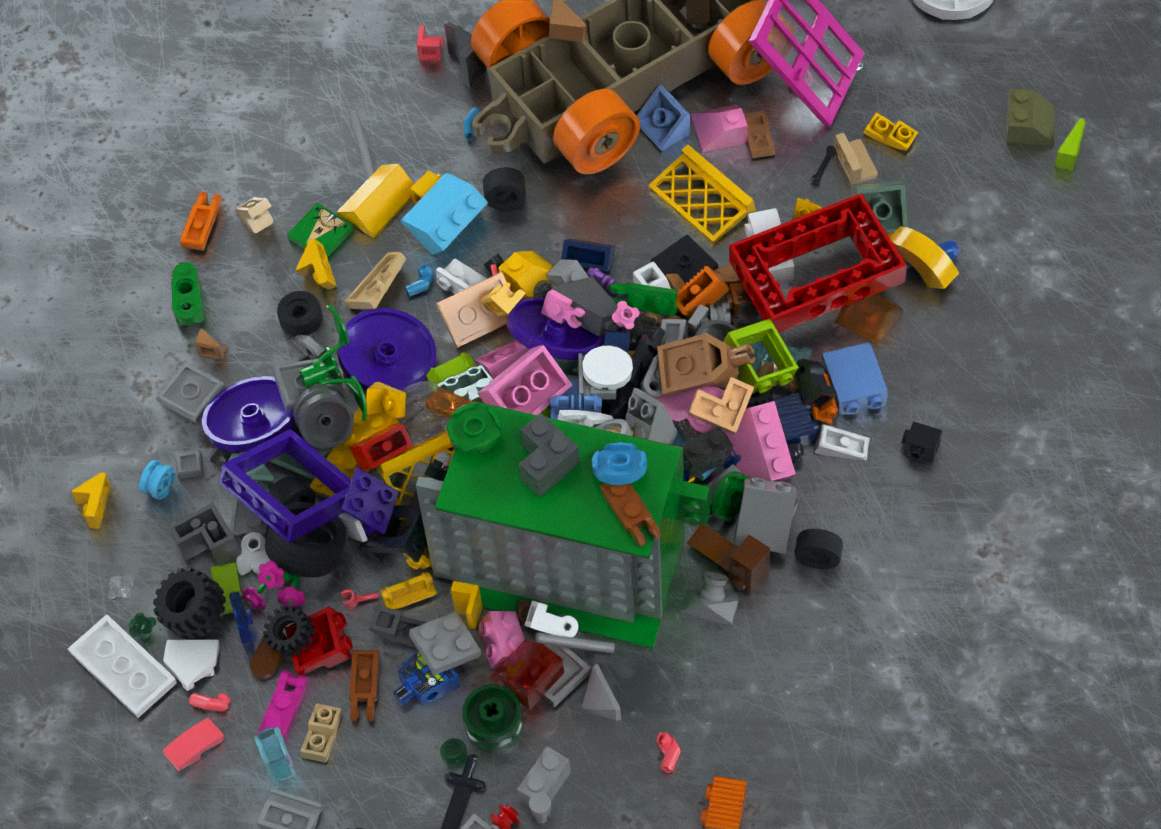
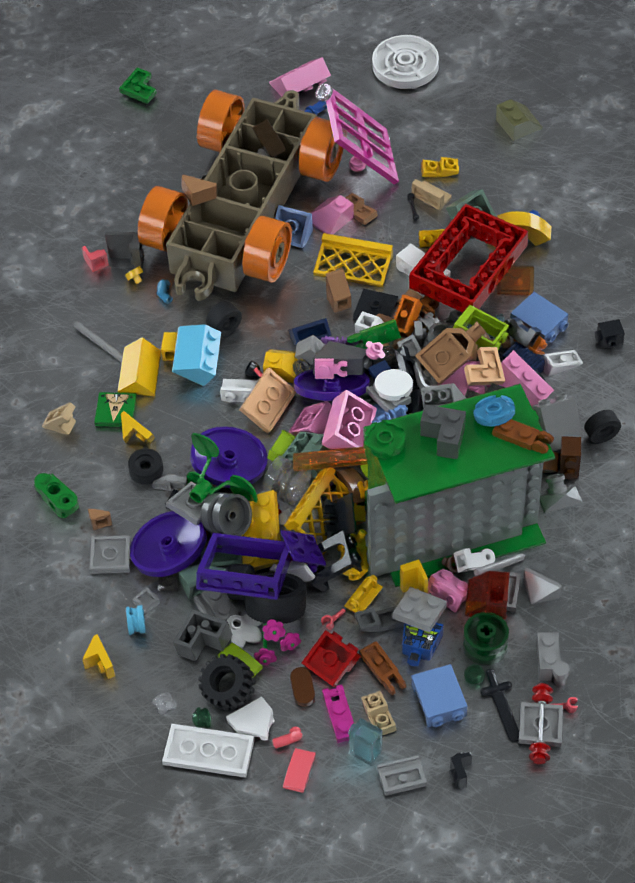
camera: 35 degrees left, 5 degrees down
(200, 222) = (26, 446): orange hinge -> none
(242, 617) = (269, 672): clear blue plate -> none
(277, 625) = (316, 671): black tyre -> none
(375, 284) = (184, 419): tan wing -> none
(381, 446) = (284, 510): red brick -> none
(385, 399) = (264, 481): yellow slope -> none
(394, 752) = (439, 695): none -> medium blue panel
(423, 282) = (212, 403): dark azure arm -> none
(455, 86) = (134, 274): none -> yellow tile
(501, 301) = (286, 384): yellow hinge -> none
(651, 222) = (338, 291): none -> medium nougat slope
(670, 750) = (608, 595): coral arm -> none
(1069, 150) = (557, 123): lime slope -> none

